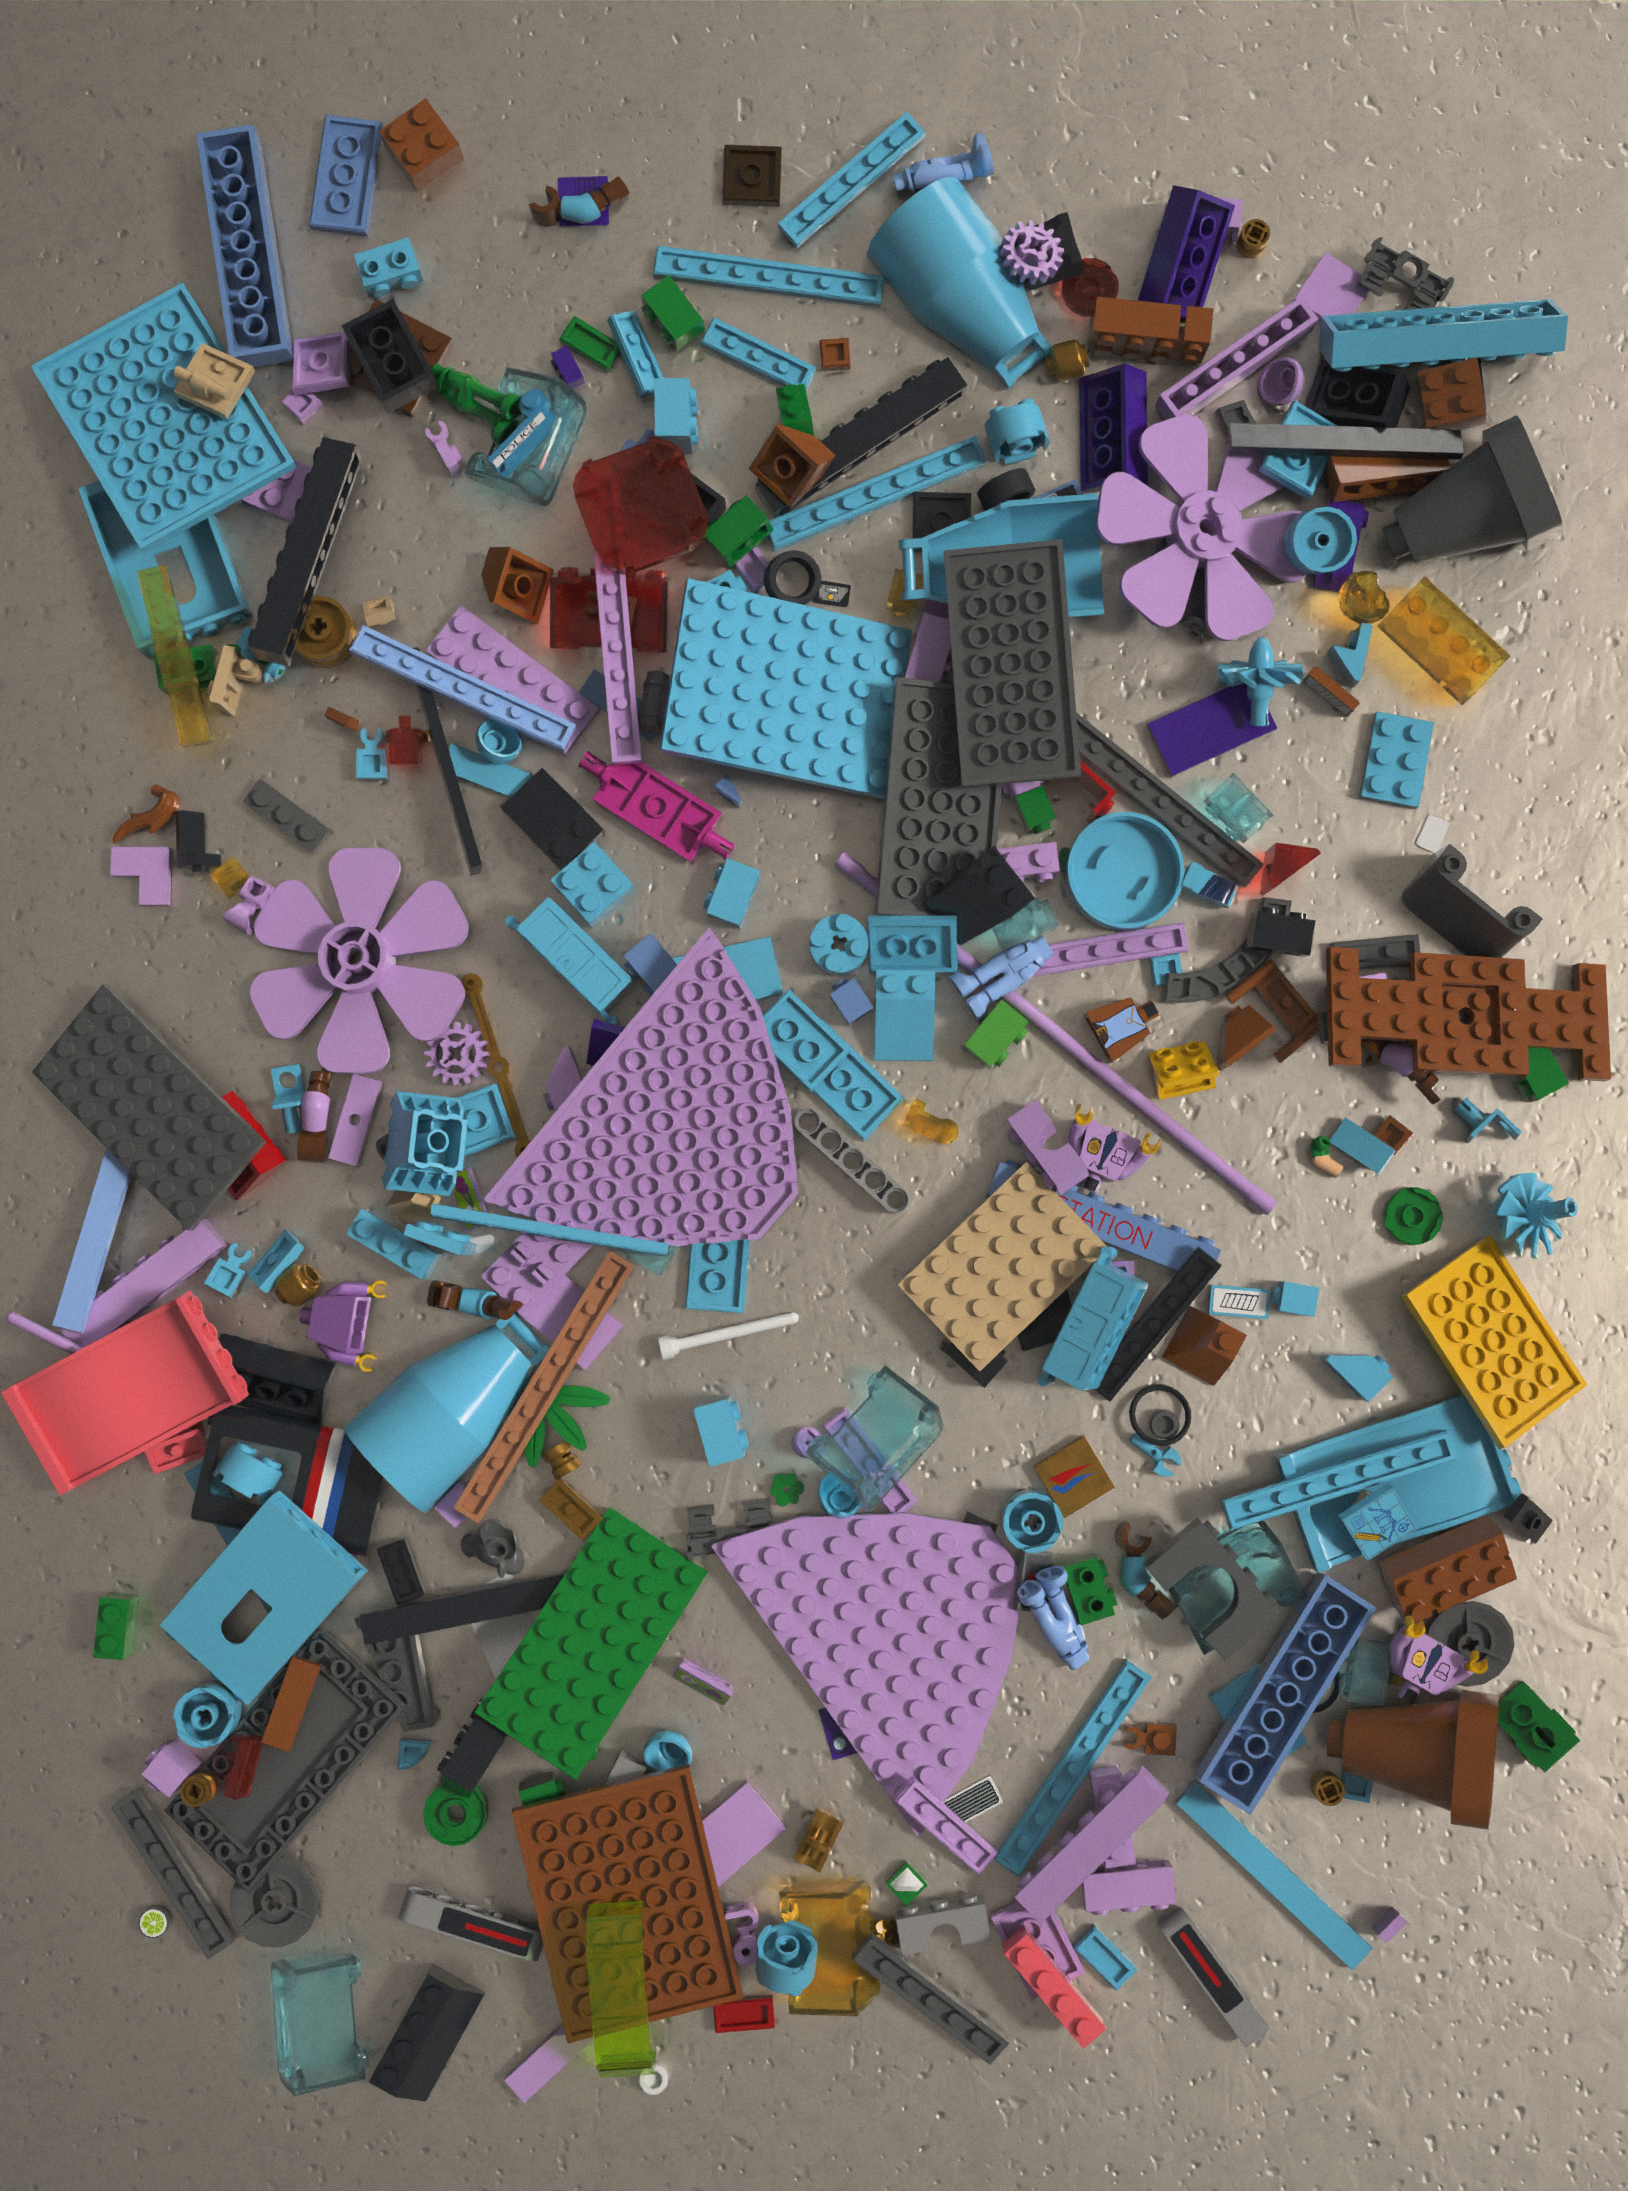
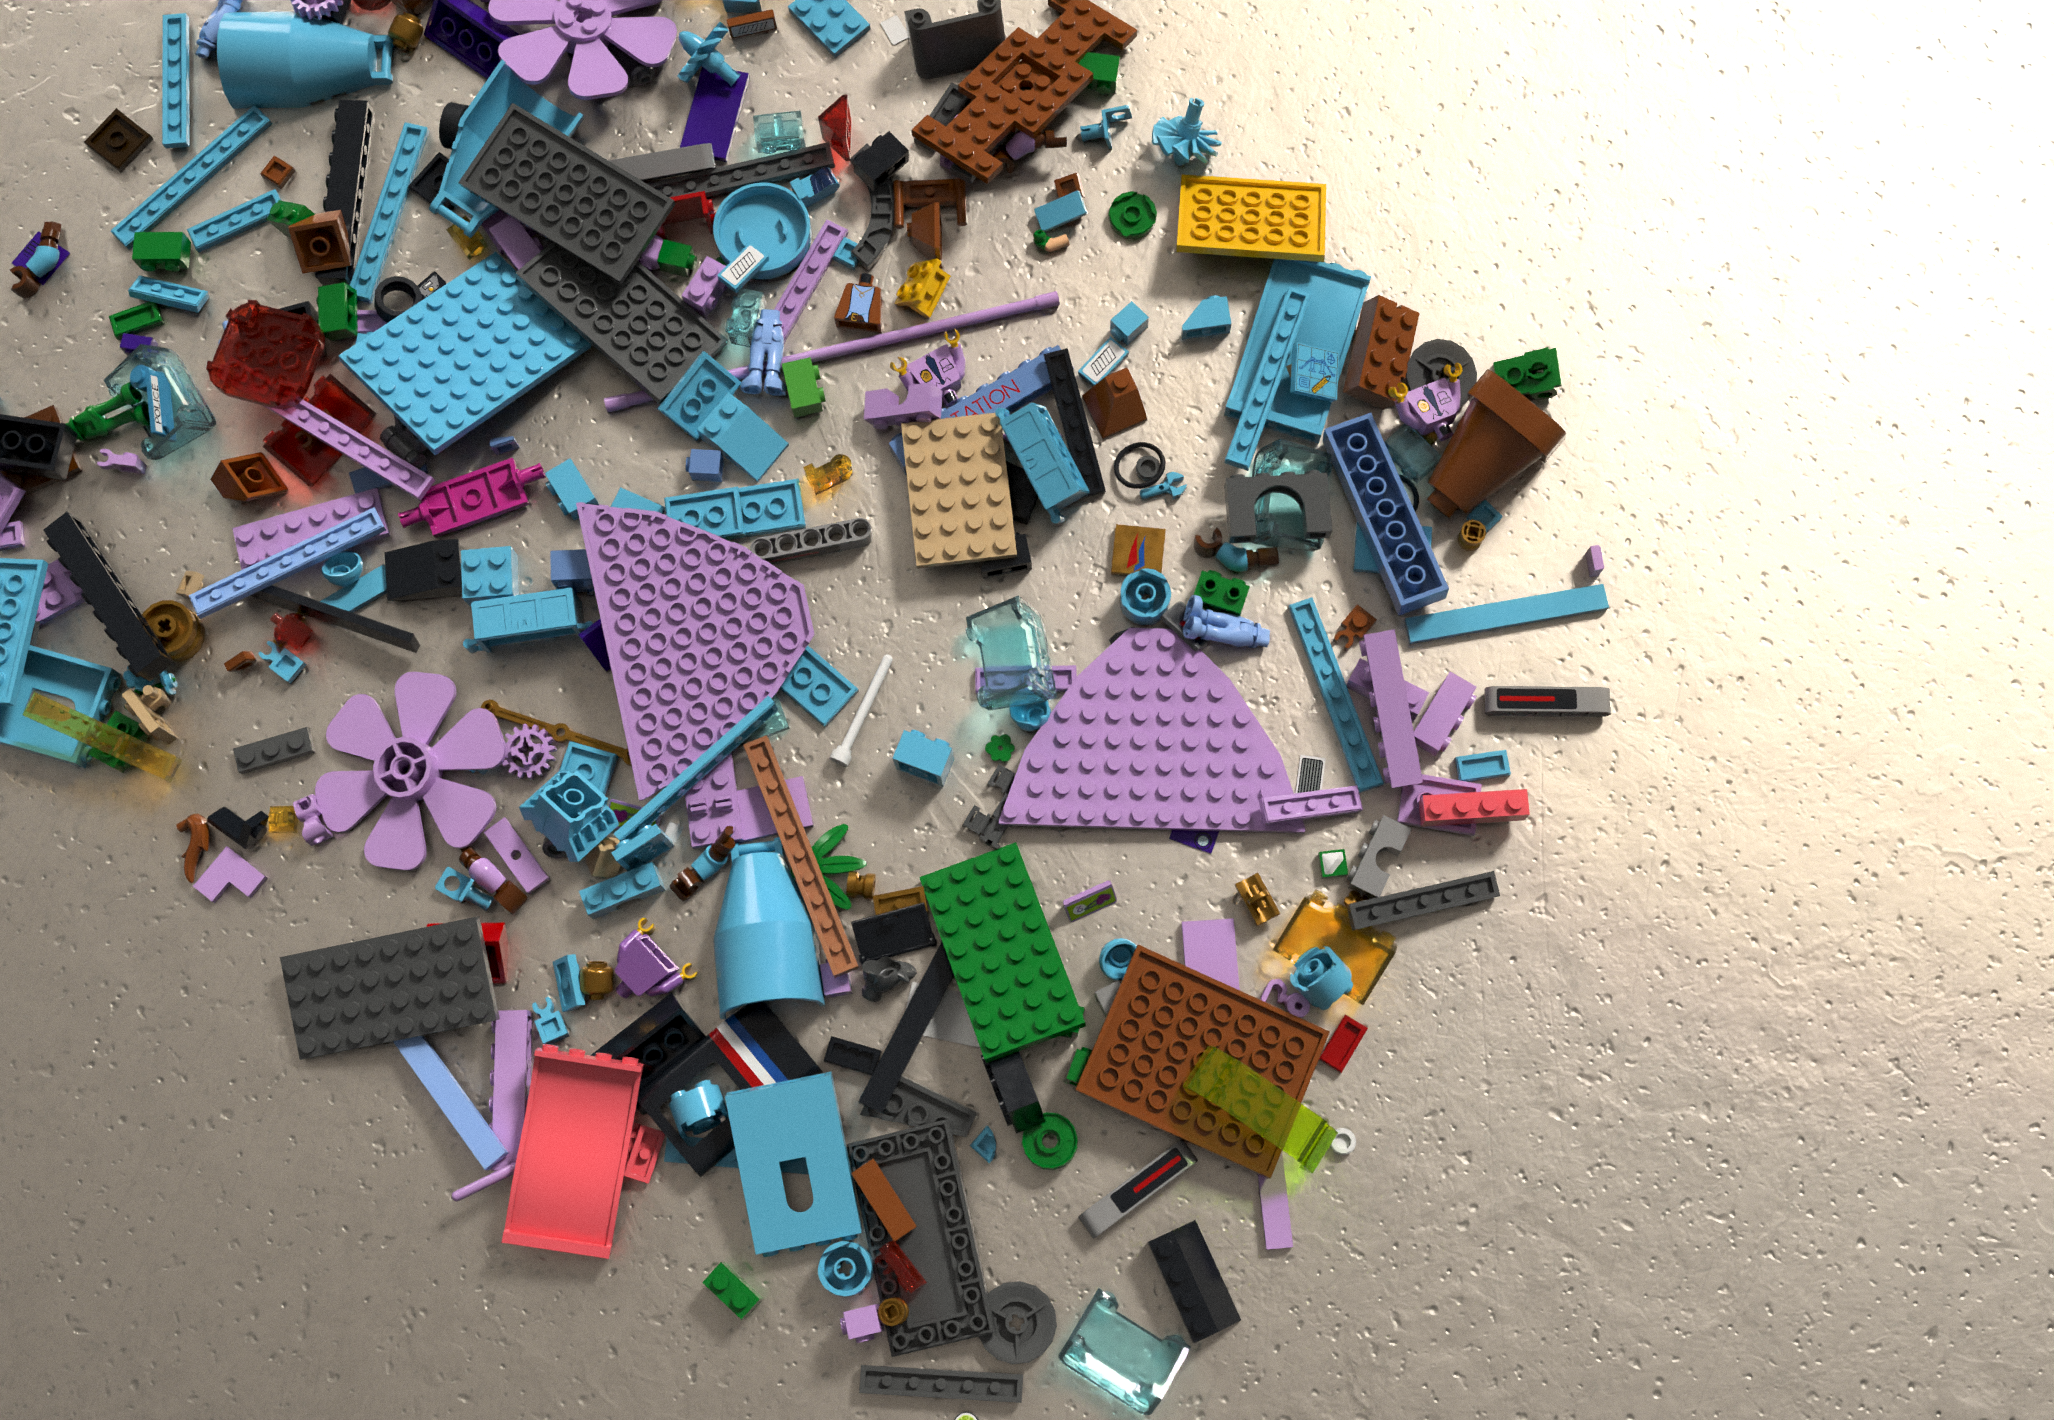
camera: 50 degrees left, 10 degrees down
(535, 1525) = (893, 934): none -> black door
(562, 1079) = (603, 691): lavender slope -> none
(674, 411) = (223, 290): medium azure brick -> none
(802, 1439) = (977, 713): lavender tile -> none
(844, 929) = (662, 433): medium azure brick -> none
(981, 895) = (702, 324): black slope -> none
(1016, 432) = (423, 92): medium azure brick -> none
(1069, 887) = (743, 267): none -> tile
(1119, 721) = (668, 162): none -> light grey beam
(1528, 1518) = (1385, 279): black plate -> none

